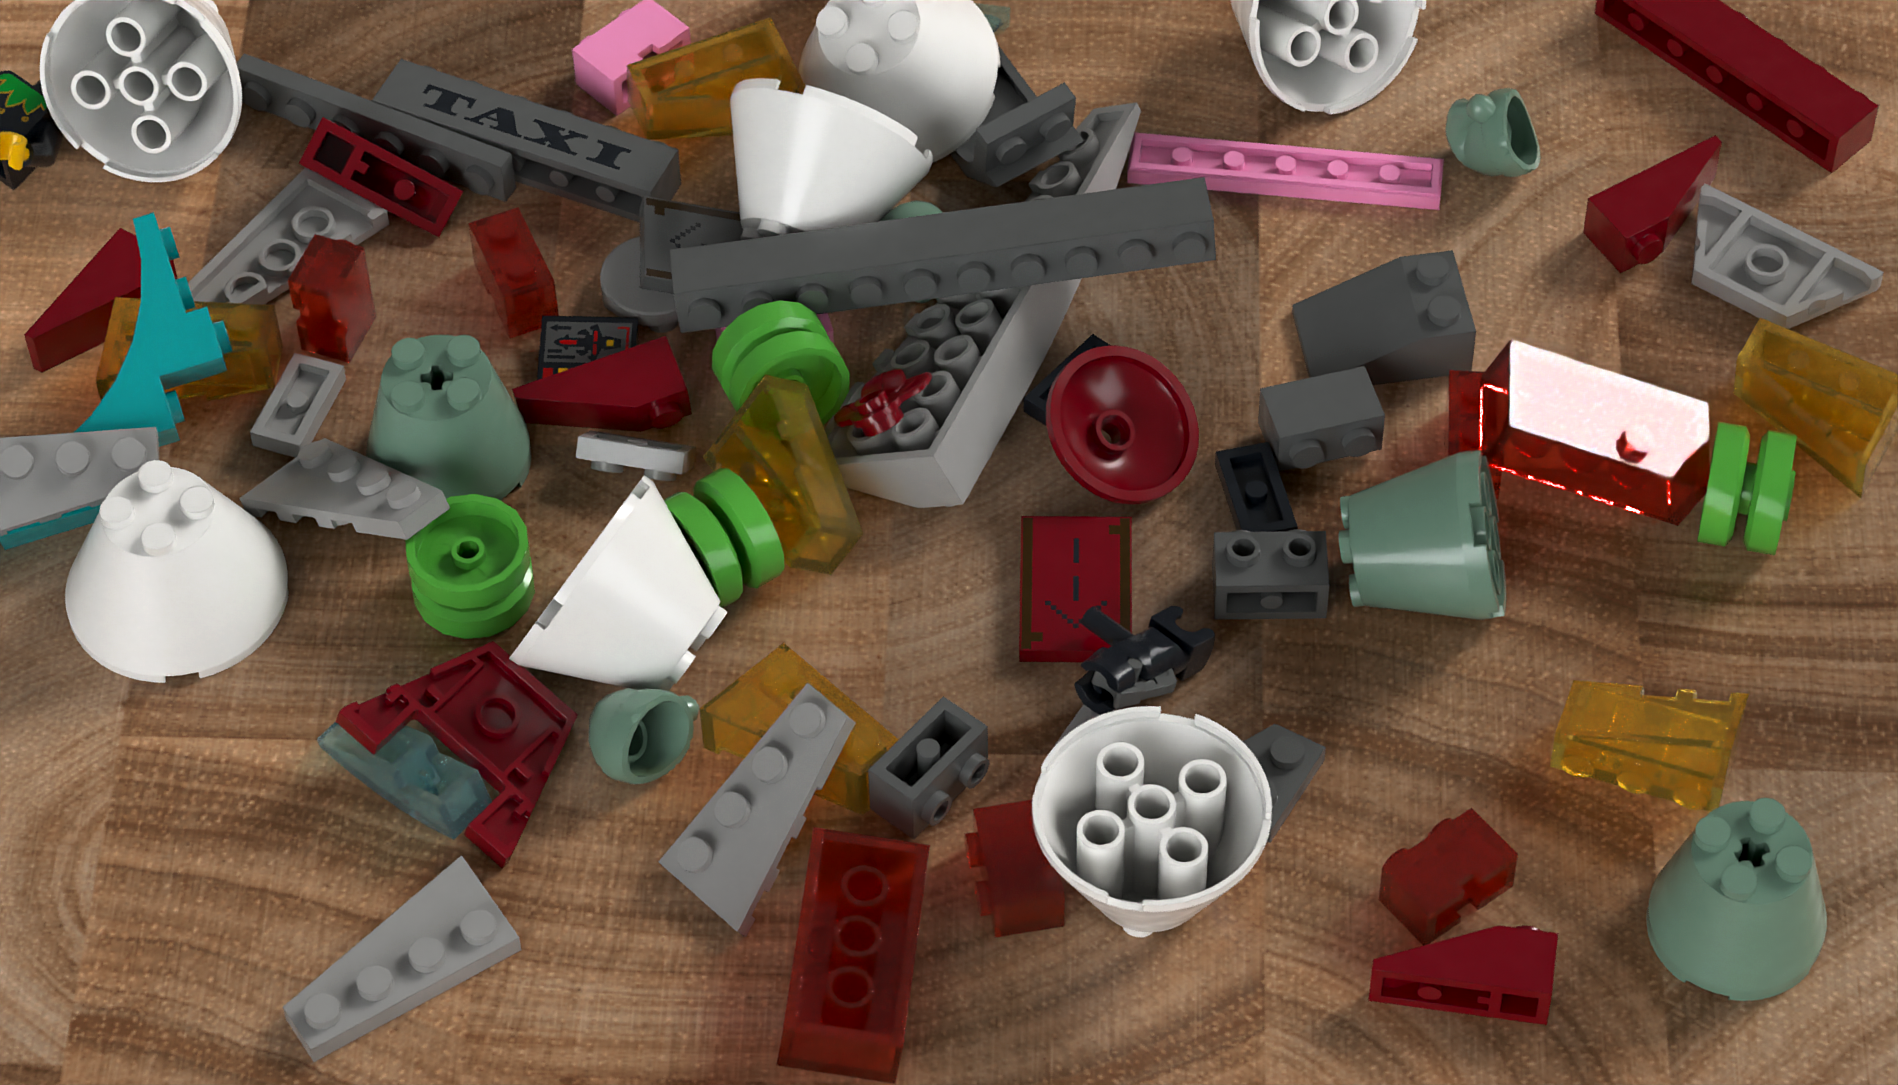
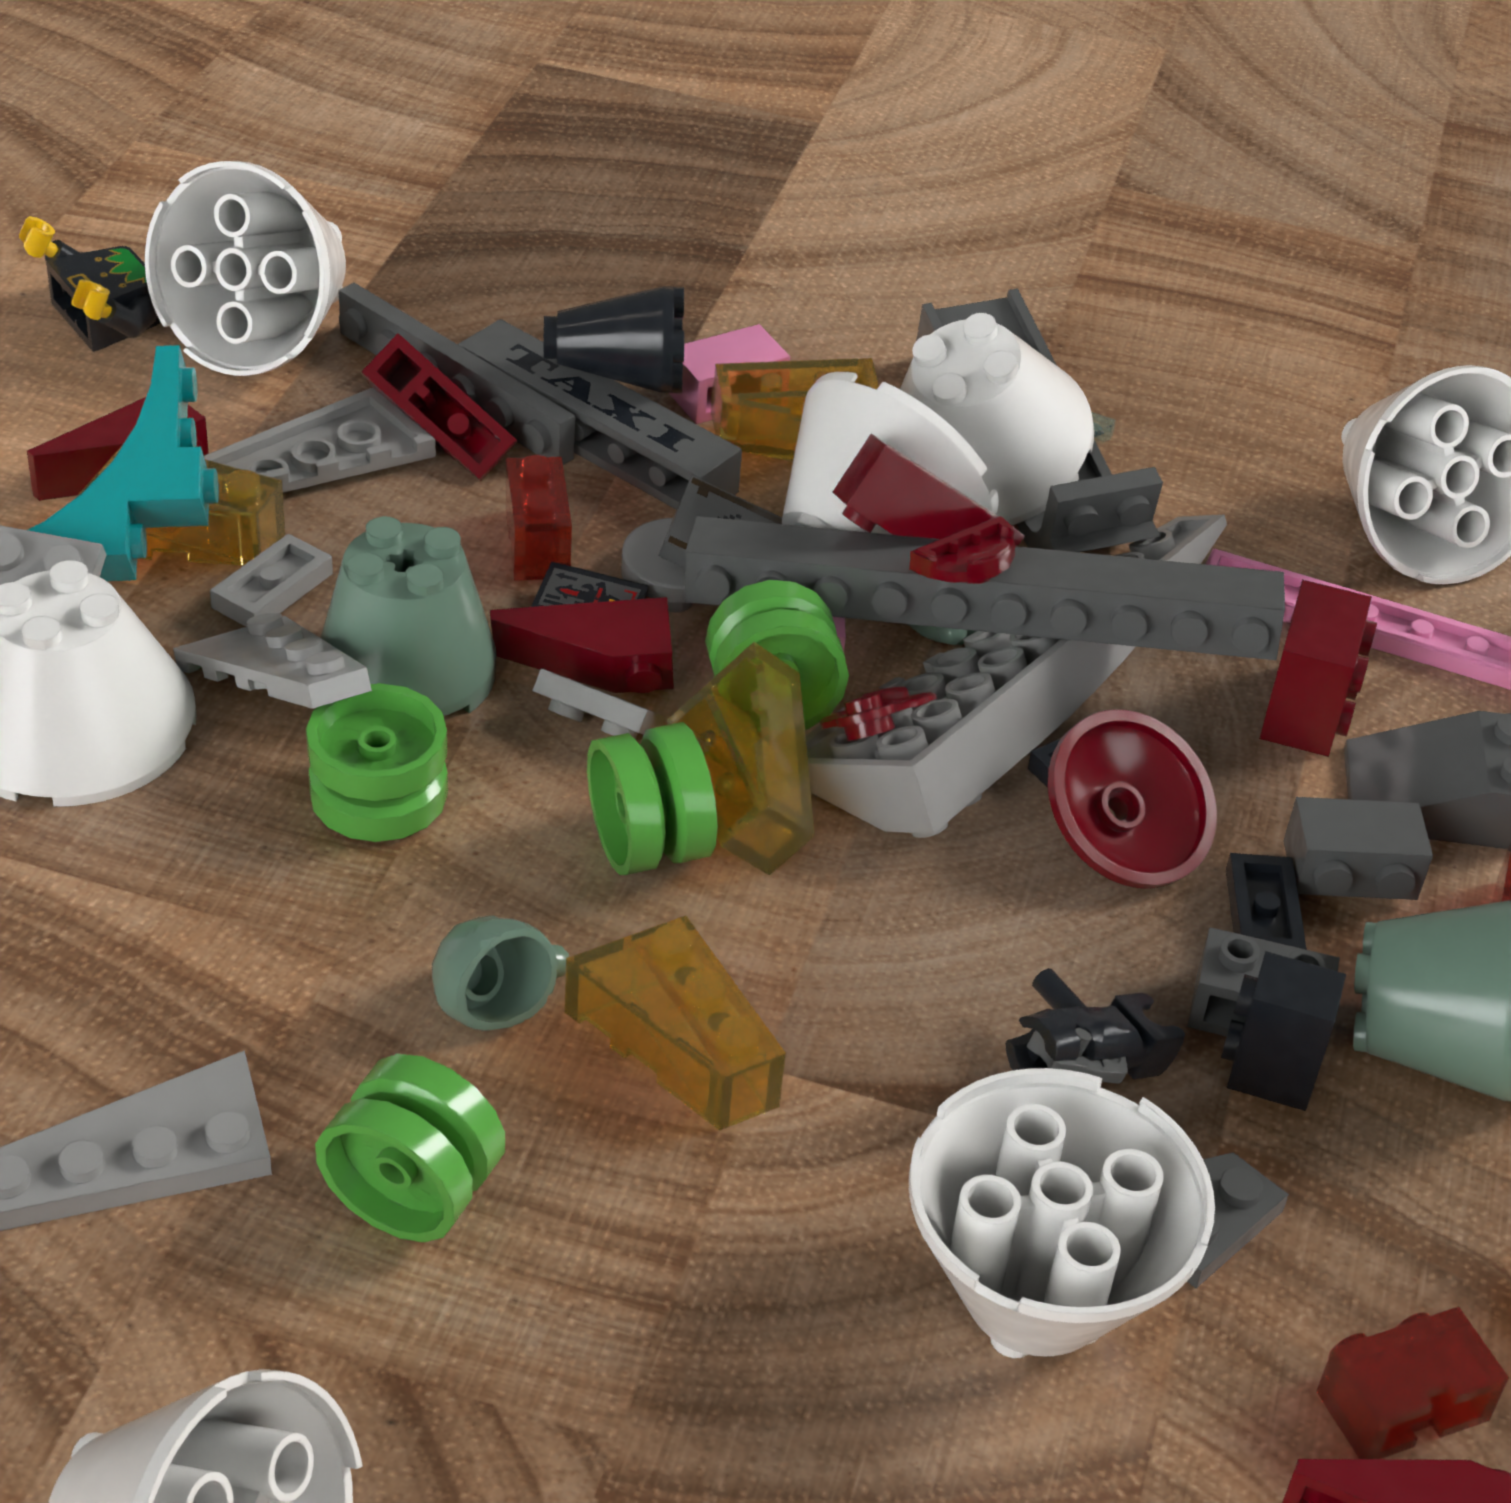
camera: 10 degrees right, 10 degrees down
(333, 298) = (344, 486): clear red brick -> none
(413, 777) = (225, 948): clear light blue slope -> none
(488, 717) = (335, 916): dark red wing -> none
(534, 62) = (623, 338): none -> black cone
(628, 604) = (520, 823): white cone -> none
(634, 902) = (411, 1147): none -> bright green wheel
(745, 827) = (599, 1081): light grey wing -> none
(854, 956) = (648, 1284): clear red brick -> none
(865, 191) = (904, 496): none -> dark red slope
(928, 238) = (968, 555): none -> dark red plate
(929, 768) = (809, 1092): dark grey brick -> none
(1017, 880) = (878, 1250): clear red brick -> none
(1063, 573) = (1027, 928): dark red tile -> none
(1254, 247) = (1320, 669): none -> dark red brick
(1291, 610) = (1284, 1030): none -> black brick

